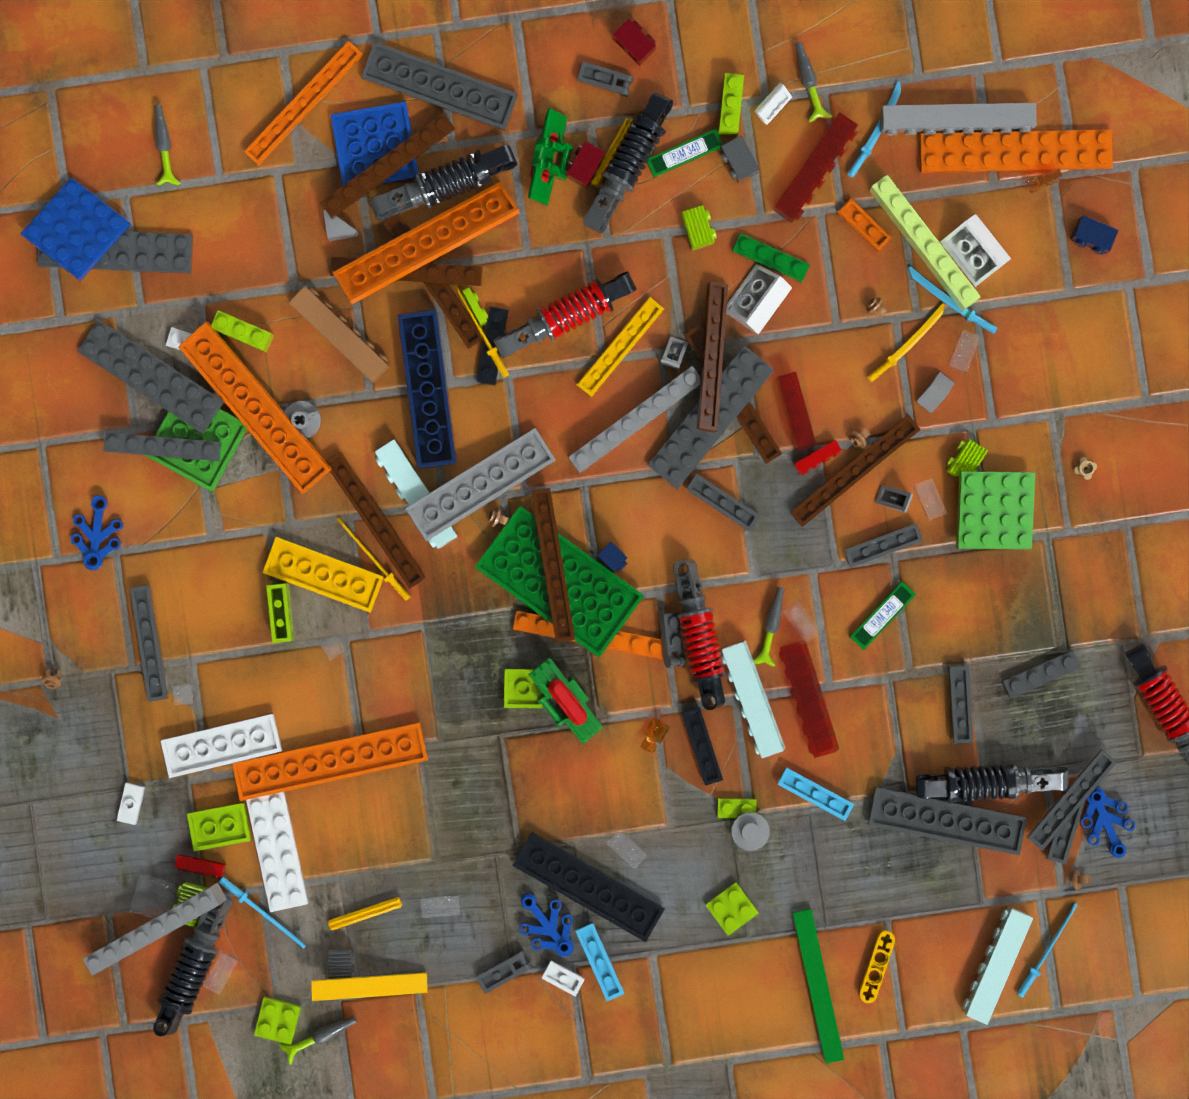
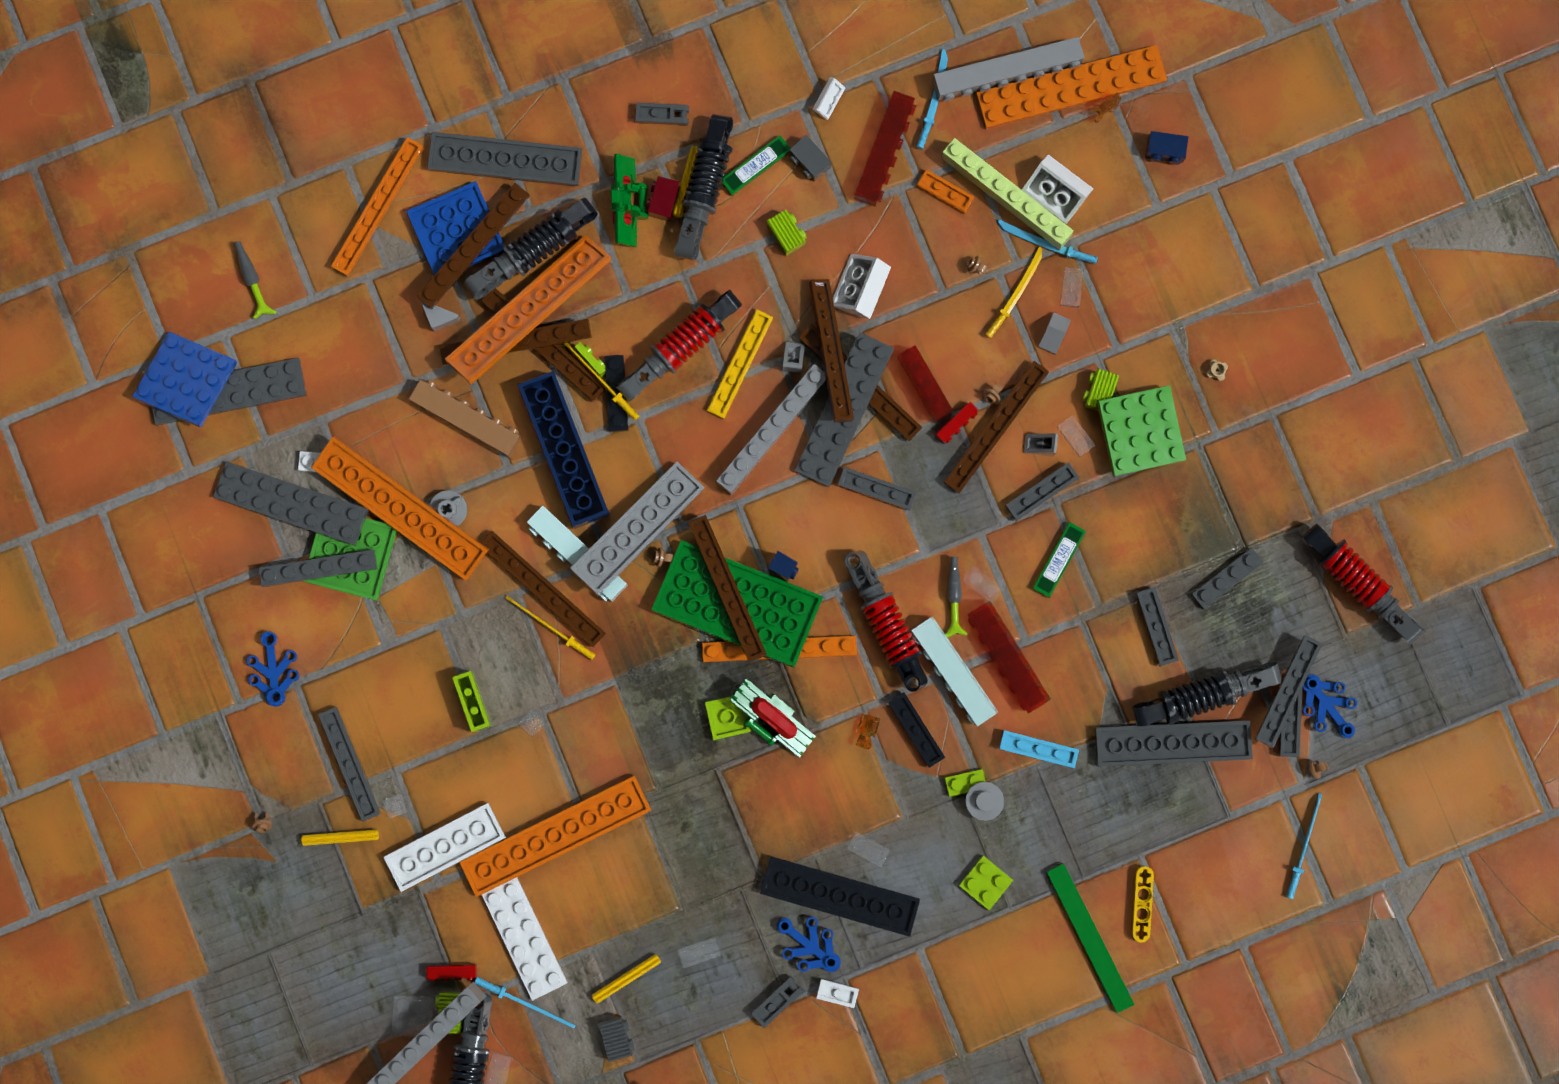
camera: 20 degrees left, 5 degrees down
(123, 711) = (340, 837): none -> yellow axle
(131, 803) = (368, 927): white plate -> none
(219, 826) = (461, 928): lime plate -> none
(242, 331) = (370, 438): lime brick -> none
(323, 574) = (505, 654): yellow plate -> none
(368, 986) = (647, 1049): yellow tile -> none
(599, 961) = (869, 968): medium azure plate -> none
(634, 41) = (681, 72): dark red brick -> none
(671, 640) = (860, 634): dark grey plate -> none
(731, 105) = (788, 109): lime brick -> none
(771, 258) = (863, 244): green plate -> none
(809, 82) = (858, 69): dark grey piece -> none
(997, 965) = (1259, 872): light aqua brick -> none

